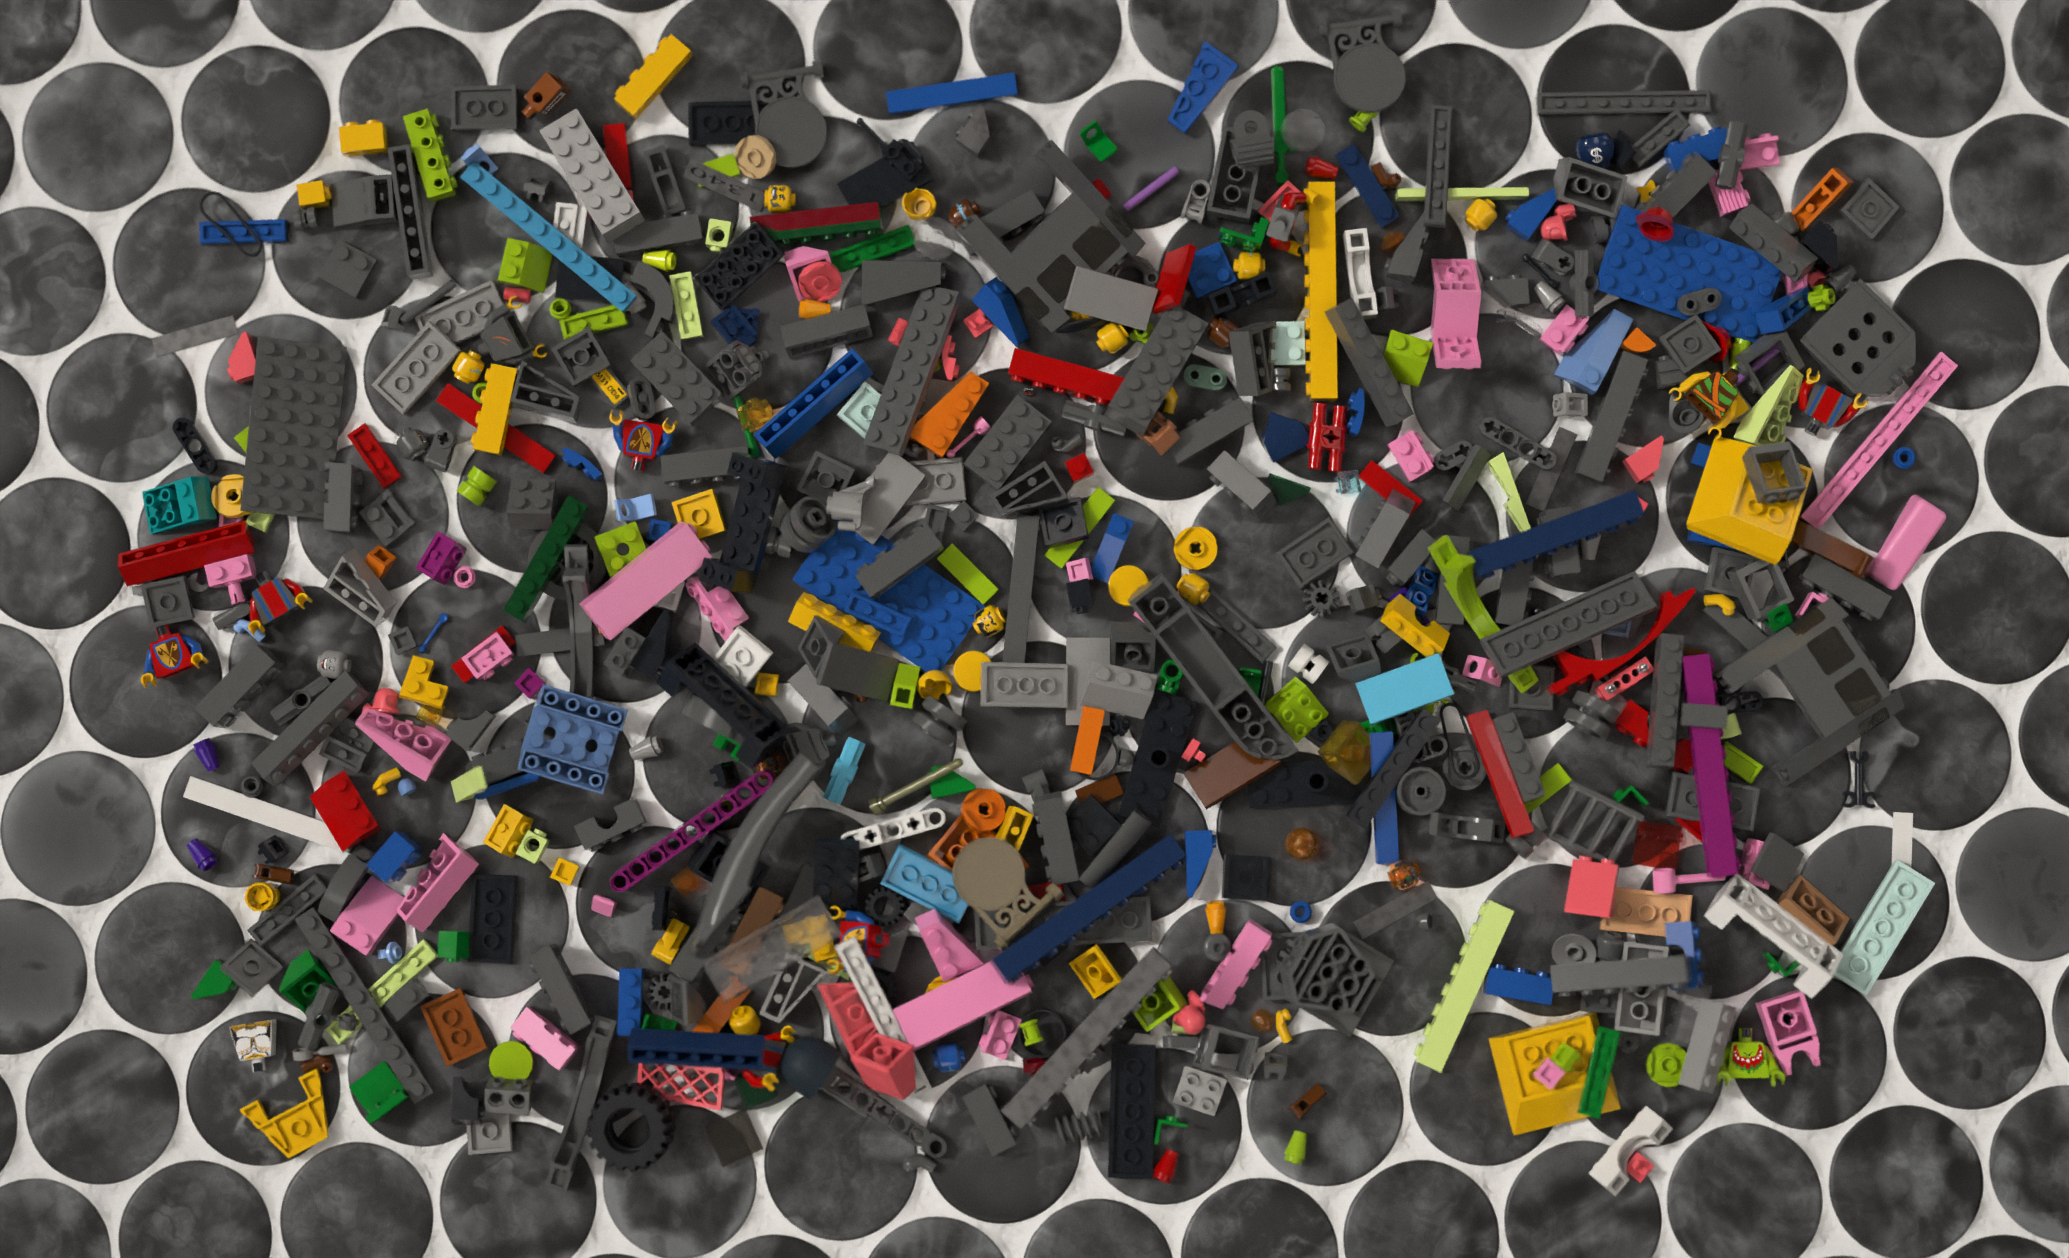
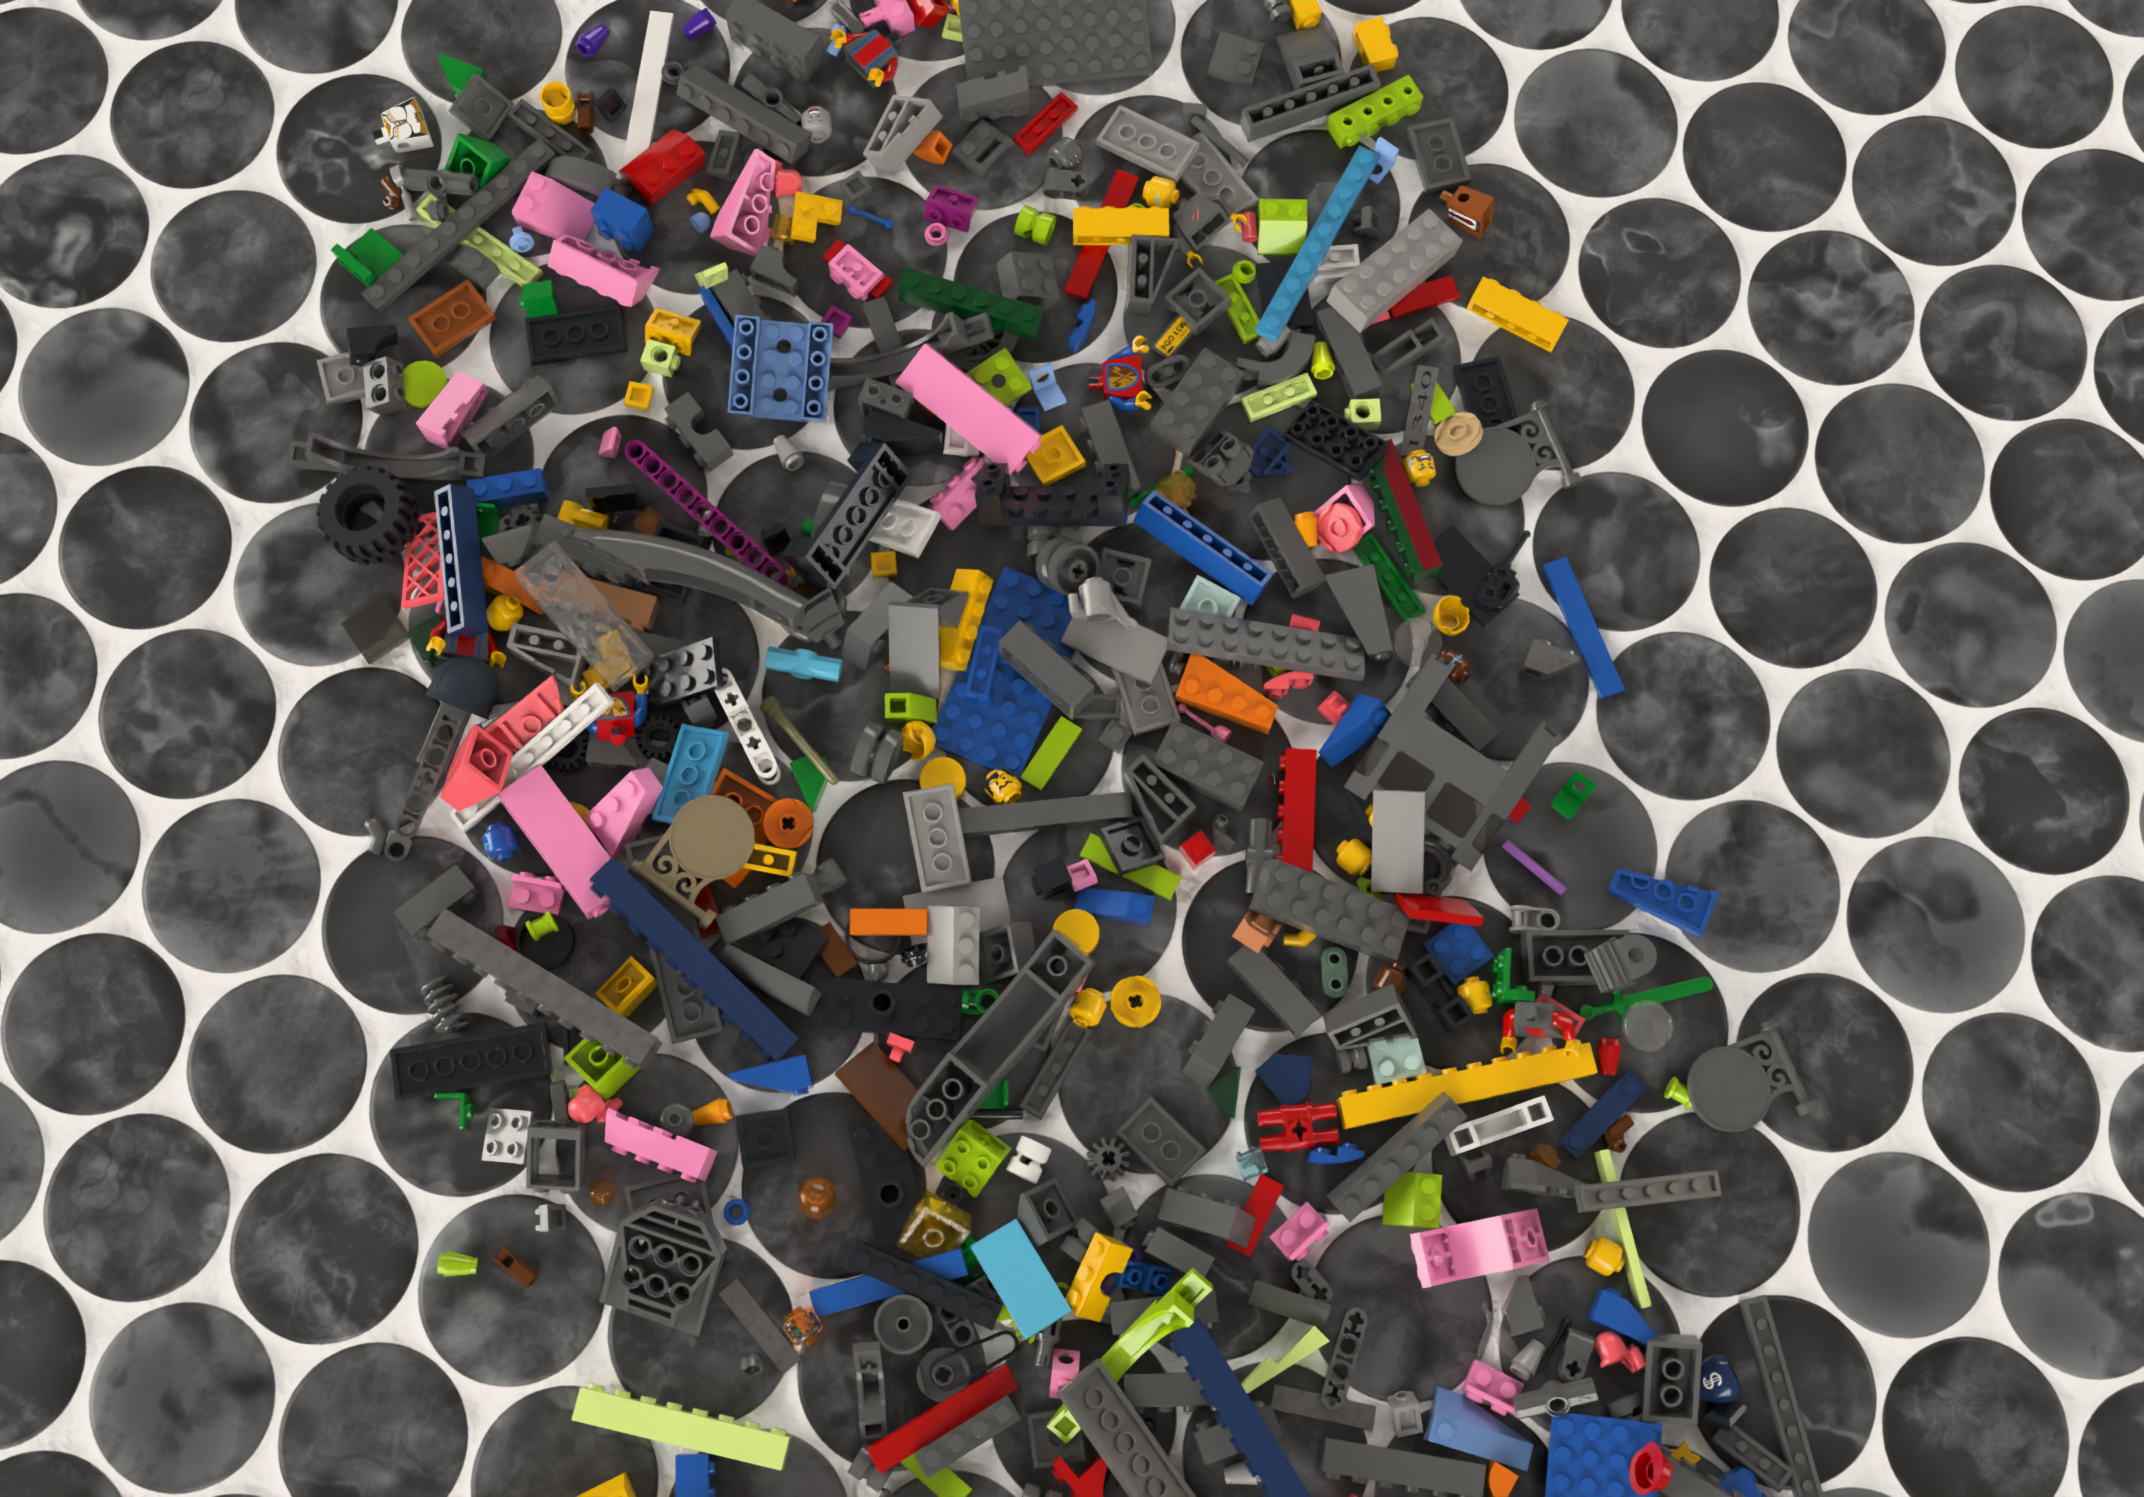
camera: 70 degrees right, 10 degrees down
(299, 1126) = (323, 189): yellow wing -> none
(1166, 1167) = (412, 1115): red cone -> none
(1281, 1027) = (608, 1214): yellow arm -> none

